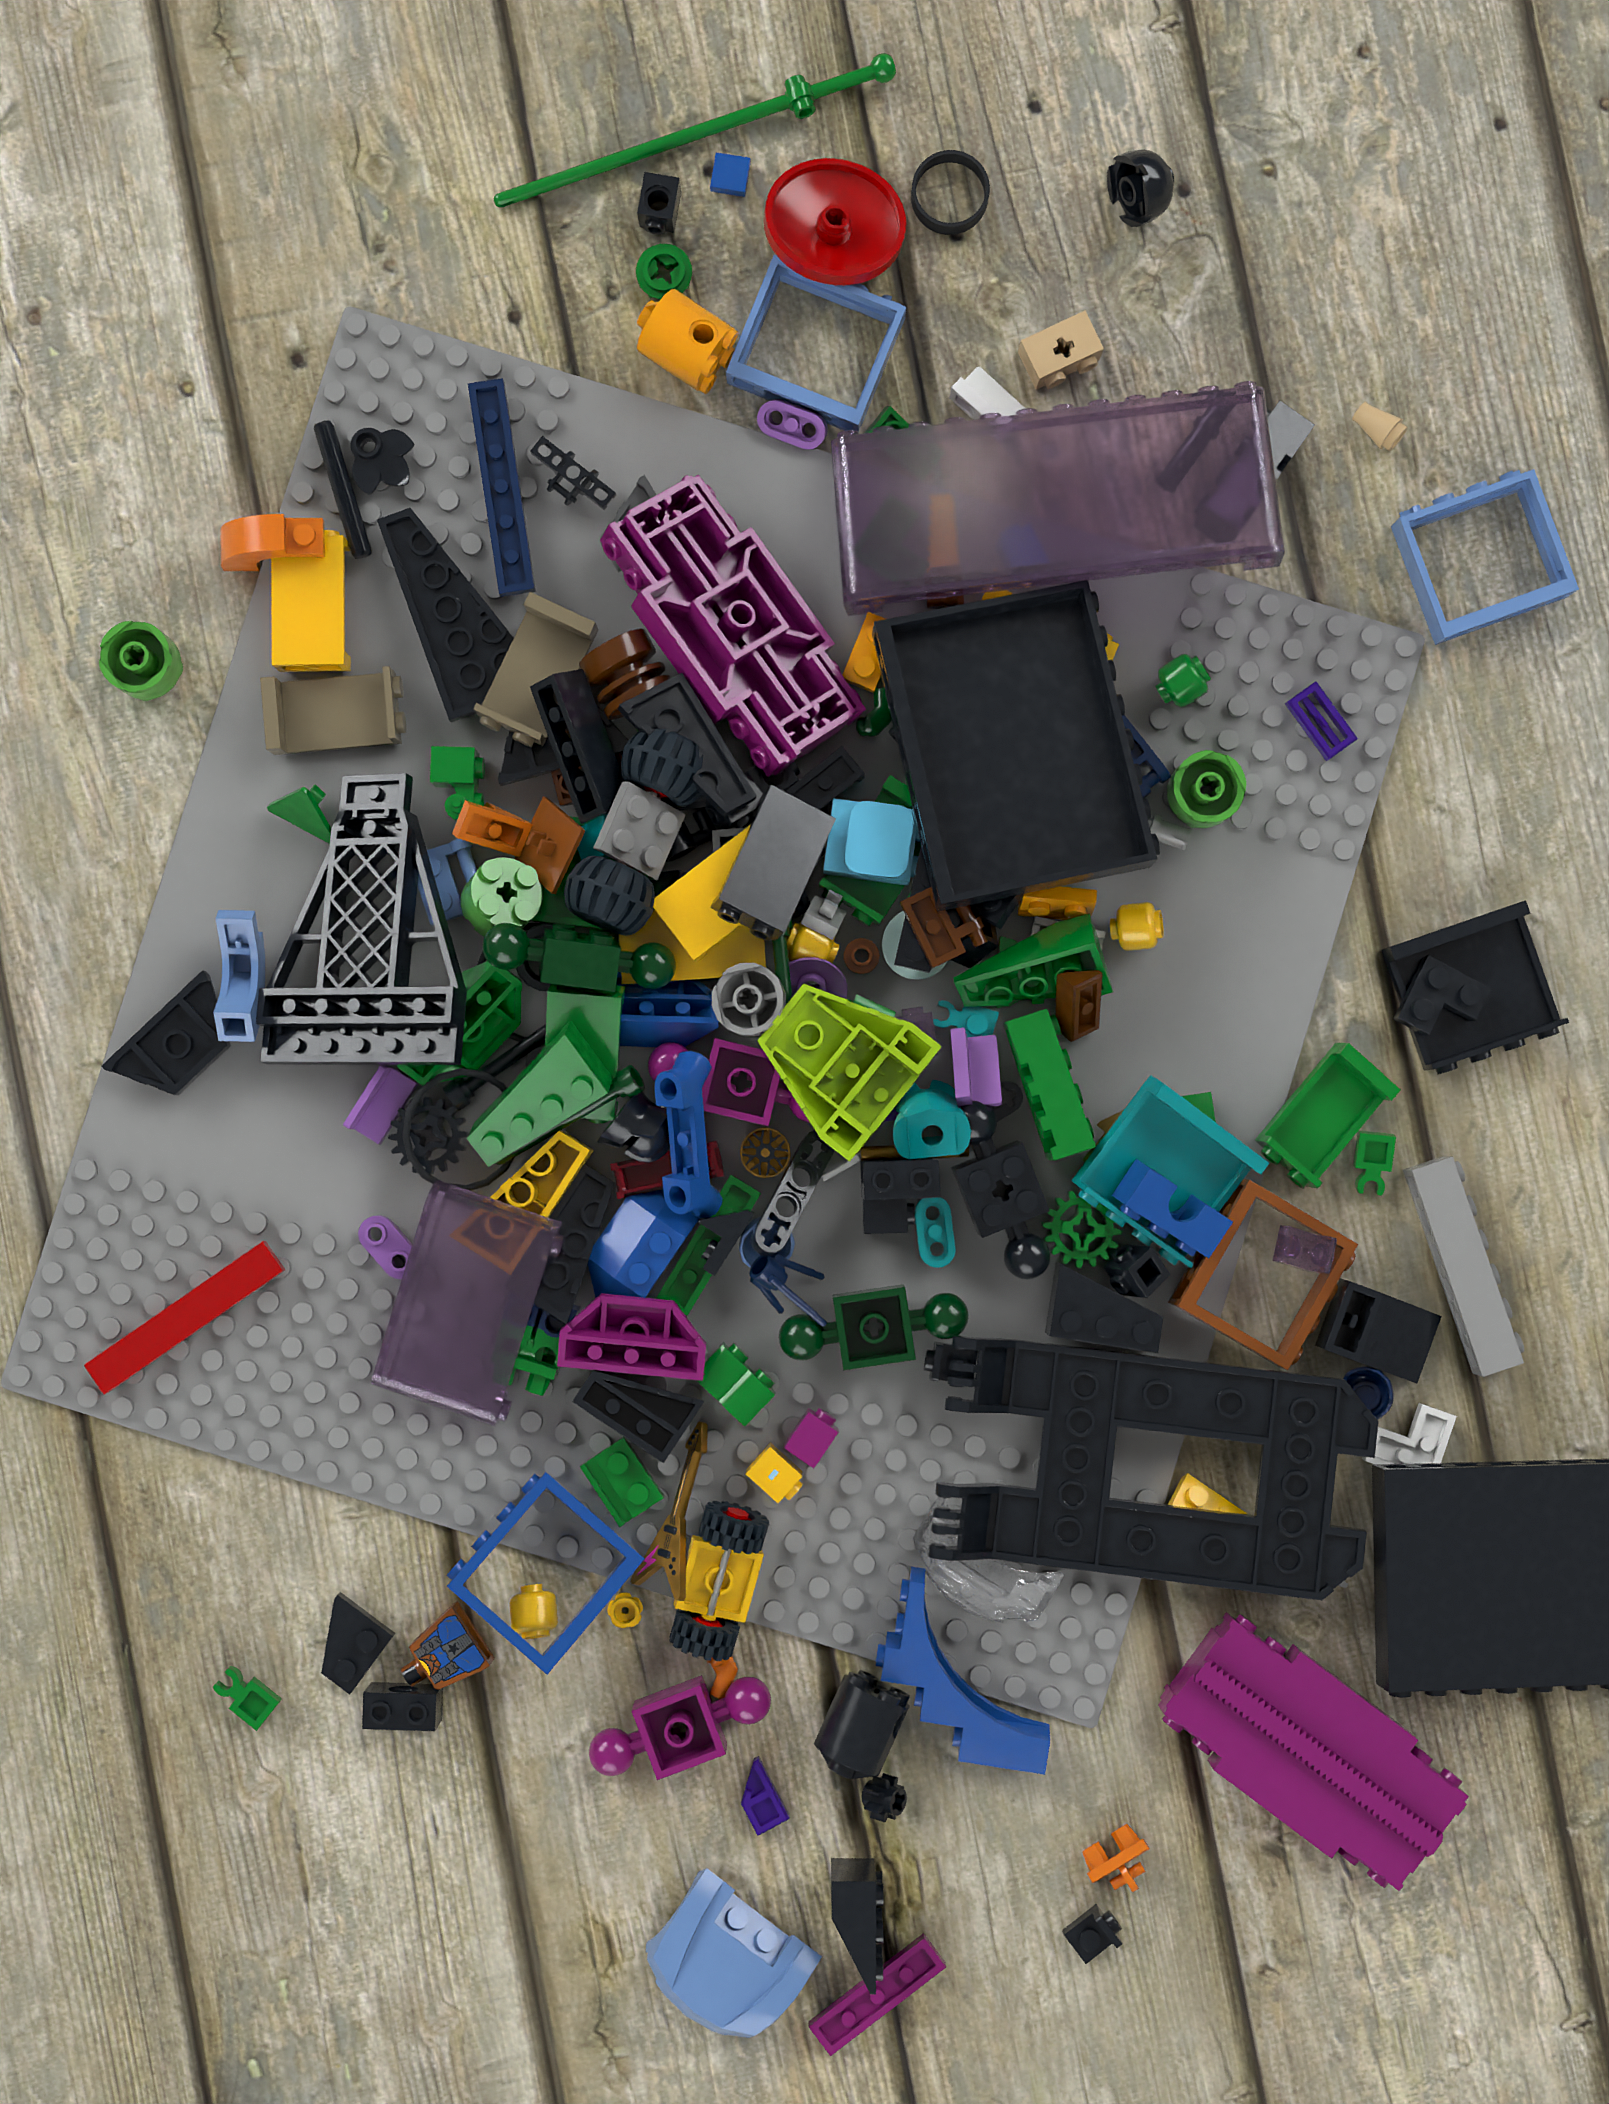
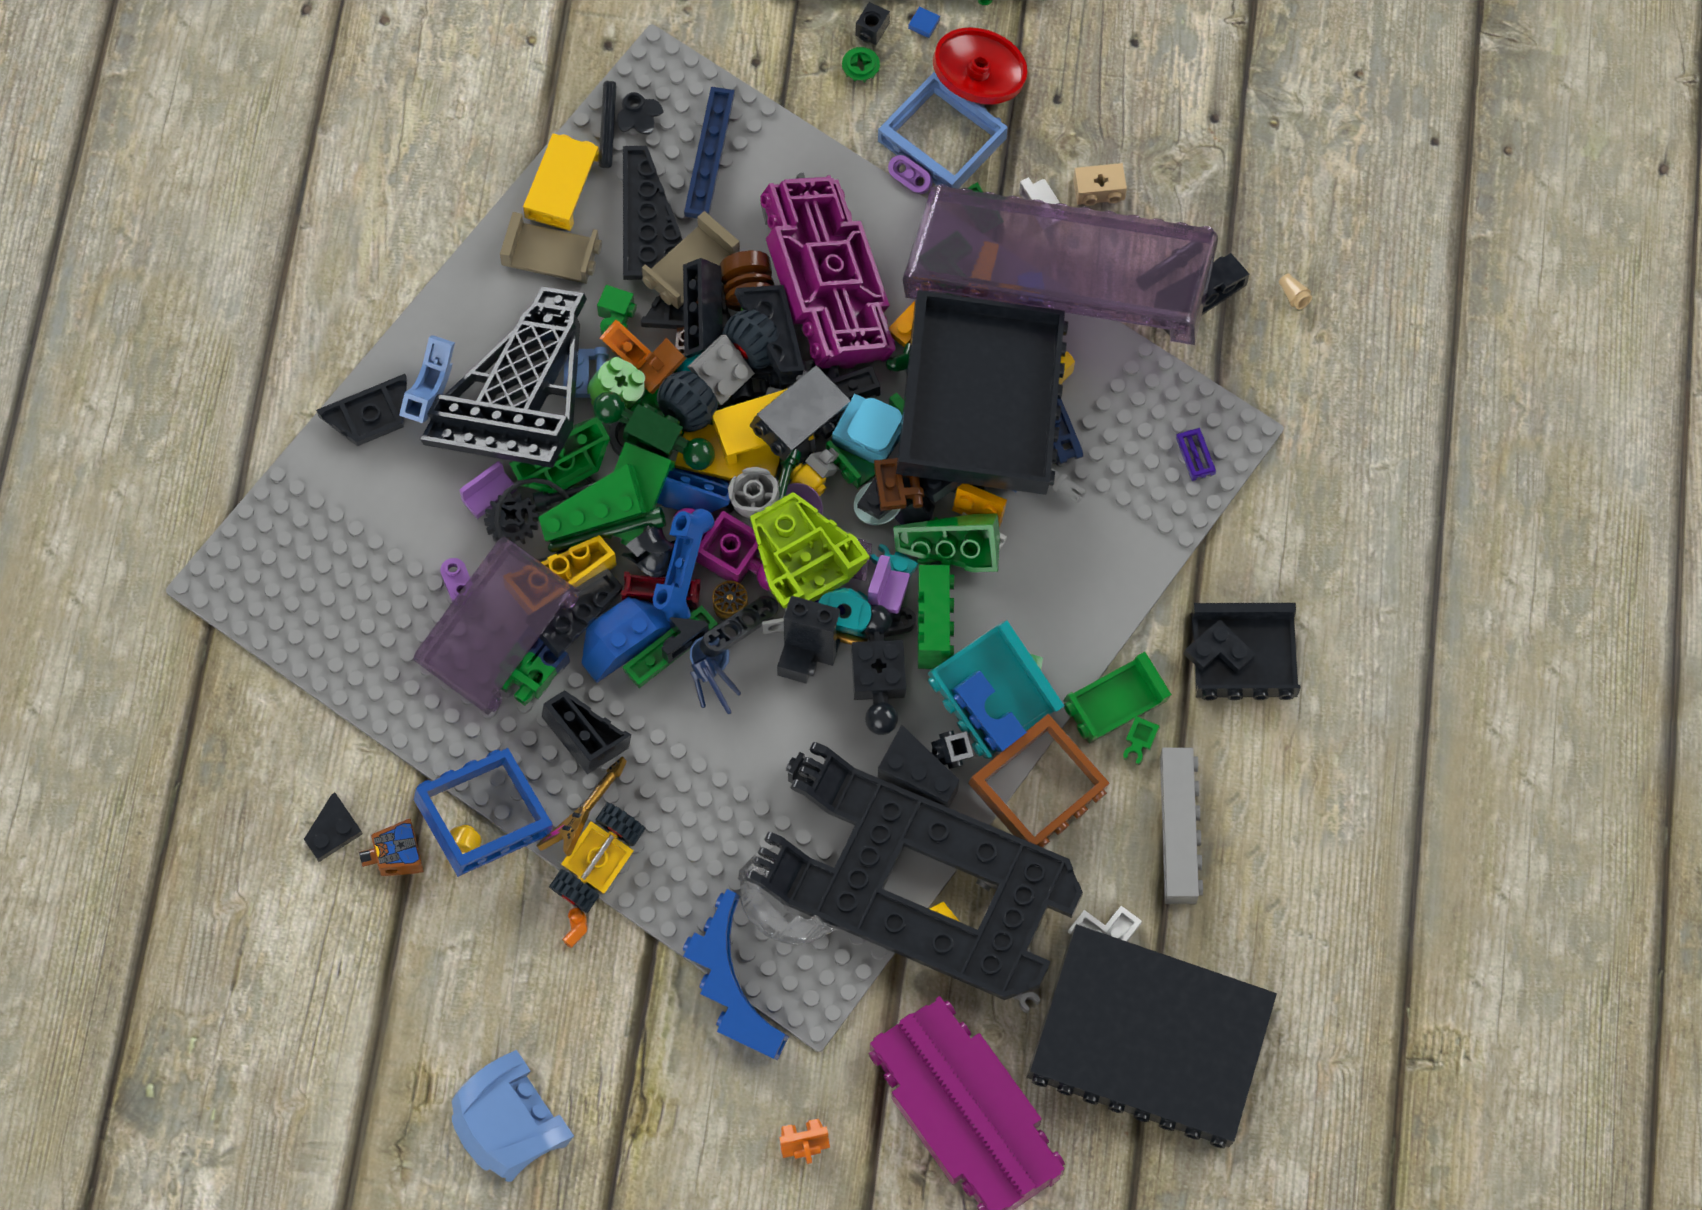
camera: 15 degrees right, 20 degrees down
(120, 662) = (439, 182): bright green brick -> none
(184, 1317) = (305, 582): red tile -> none
(252, 1701) = (249, 841): green plate -> none
(269, 536) = (549, 131): orange arch -> none
(303, 811) = (507, 300): green piece -> none
(402, 1707) = (350, 876): black brick -> none
(560, 472) = (758, 149): black piece -> none
(621, 1619) = (523, 860): yellow plate -> none
(622, 1481) = (555, 779): green plate -> none
(633, 1338) = (598, 679): magenta wedge -> none
(669, 1748) = (520, 937): magenta brick -> none
(686, 339) = (859, 103): light orange cylinder -> none
(736, 1384) = (655, 737): green brick -> none
(762, 1800) = (570, 1024): dark purple tile -> none
(775, 1474) = (660, 803): yellow brick -> none
(812, 1436) = (694, 788): magenta brick -> none
(854, 1898) = (611, 1100): black slope -> none
(858, 967) = (838, 507): dark orange plate -> none
(860, 2009) = (602, 1179): magenta plate -> none
(861, 1726) = (659, 985): black cylinder -> none
(884, 1797) = (656, 1044): black gear -> none
(935, 1231) = (825, 687): teal plate -> none
(941, 1316) = (751, 716): dark green brick -> none
(958, 157) = (1061, 52): black tyre -> none
(1078, 1003) = (972, 570): reddish brown slope -> none
(1079, 1246) = (916, 709): green gear -> none
(1093, 1933) = (769, 1189): black bracket -> none
(1137, 926) = (1028, 538): yellow head -> none
(1141, 185) = (1185, 104): black cylinder -> none
(1182, 680) = (1110, 399): green head -> none
(1201, 770) = (1105, 479): bright green brick -> none
(1304, 1250) = (1068, 767): clear purple bracket -> none
(1372, 1388) = (1090, 882): dark blue hair -> none
(1378, 1330) = (1106, 847): black slope -> none
(1544, 533) = (1339, 425): medium blue window -> none

